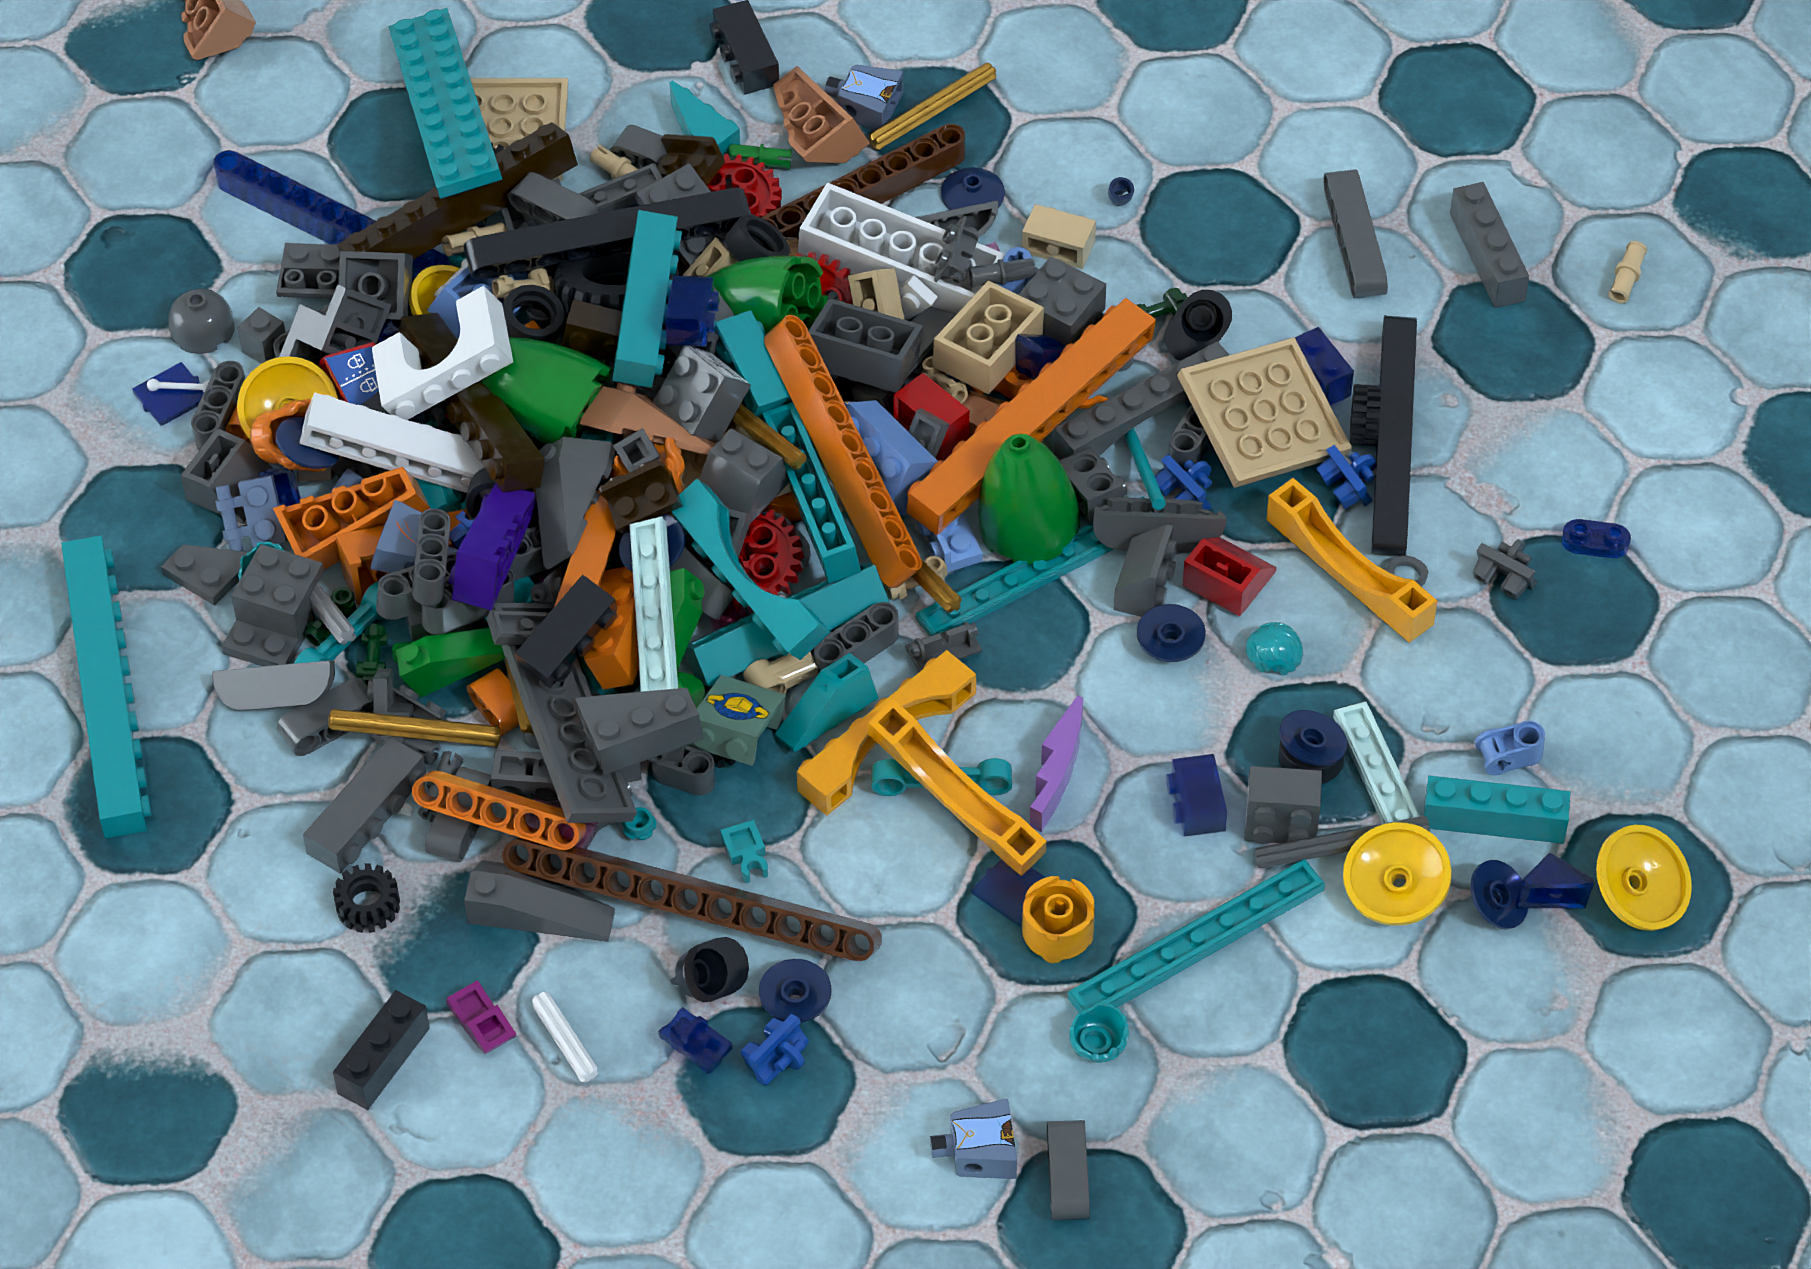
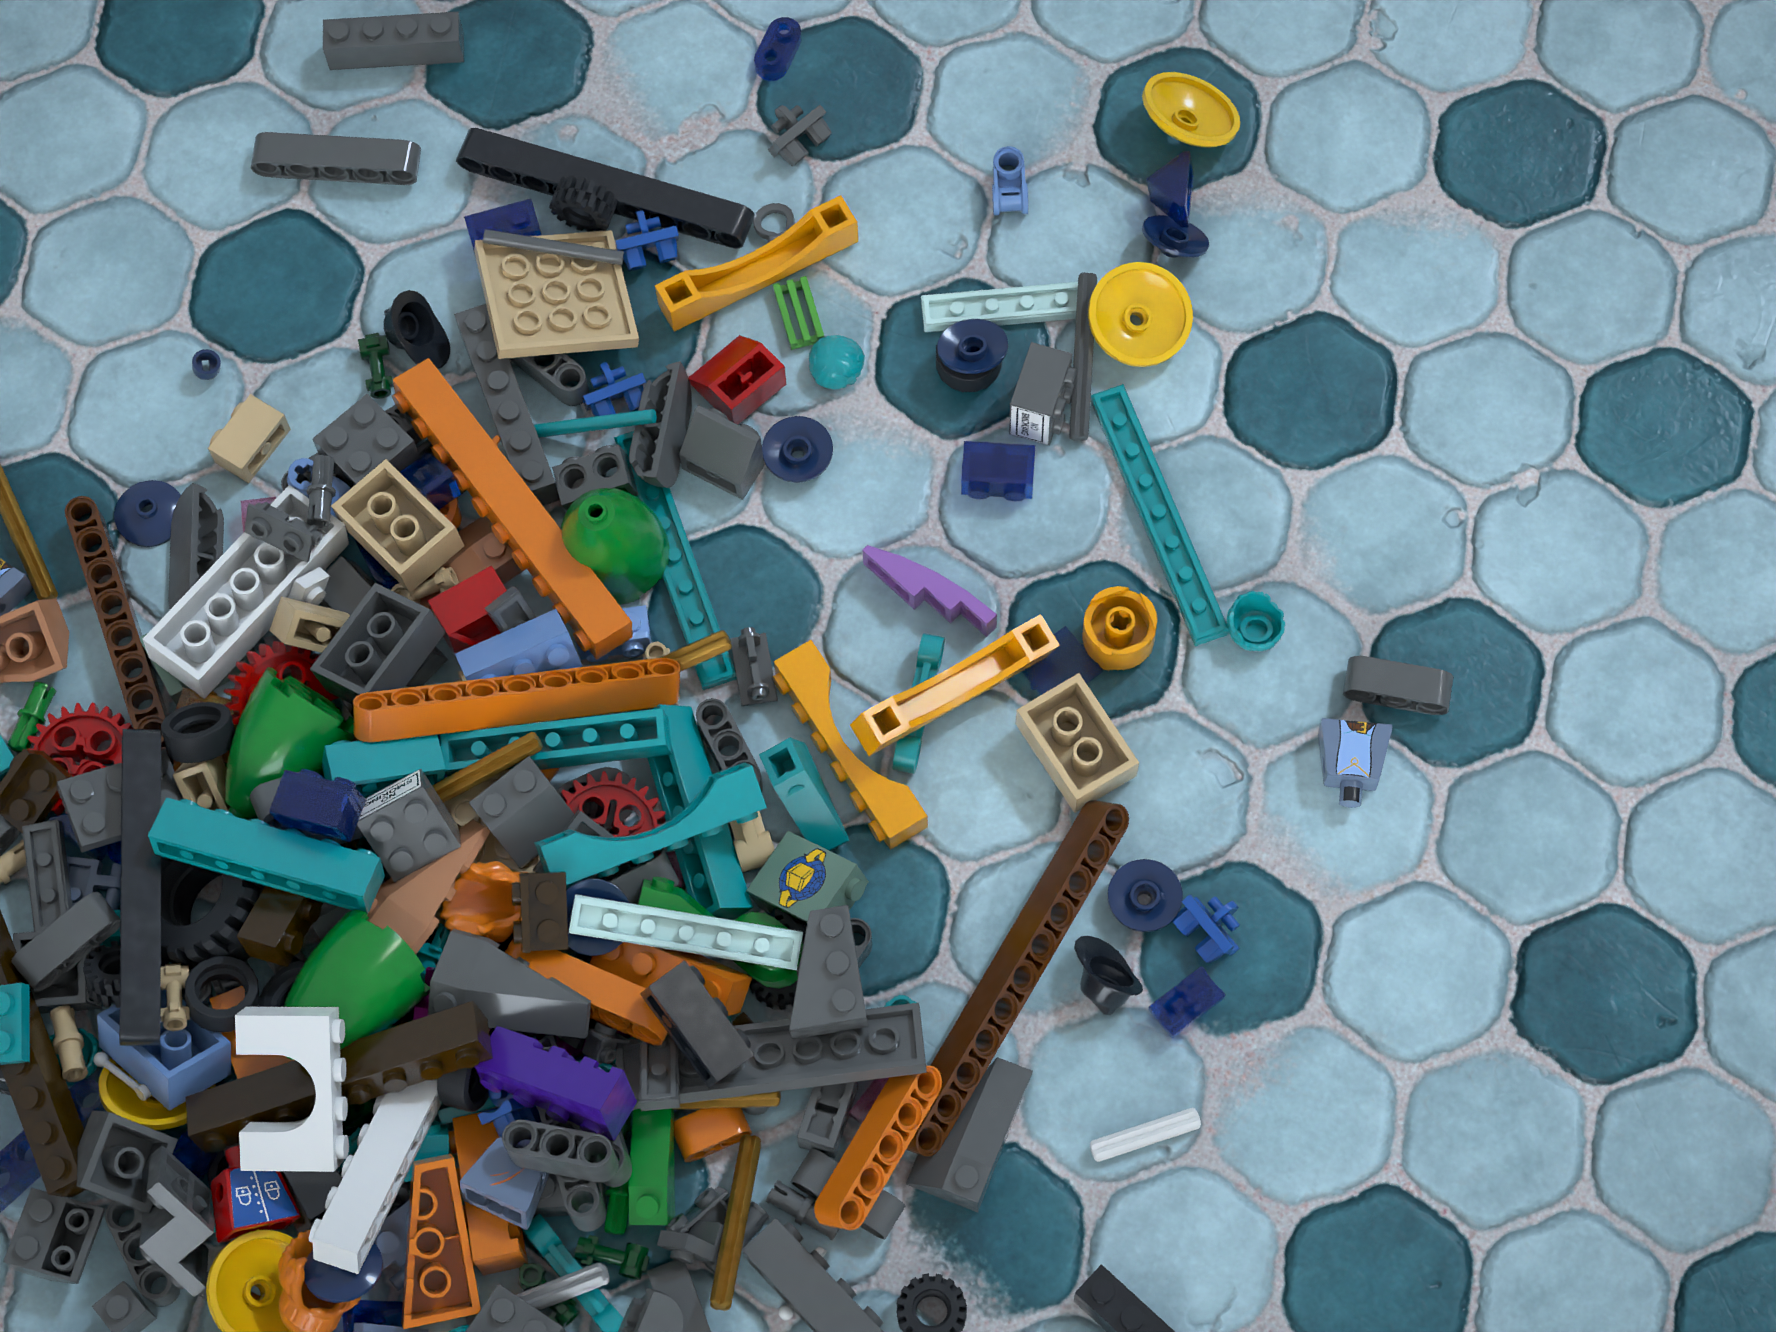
camera: 75 degrees left, 15 degrees up
(480, 1017) = (1104, 1216): magenta slope -> none
(636, 450) = (480, 904): dark grey brick -> none
(745, 847) = (954, 912): teal plate -> none
(931, 903) = (1076, 742): none -> tan brick
(1309, 398) = (553, 247): none -> dark grey bar
(1314, 606) = (792, 287): none -> bright green tile
(1497, 809) = (1079, 213): teal brick -> none

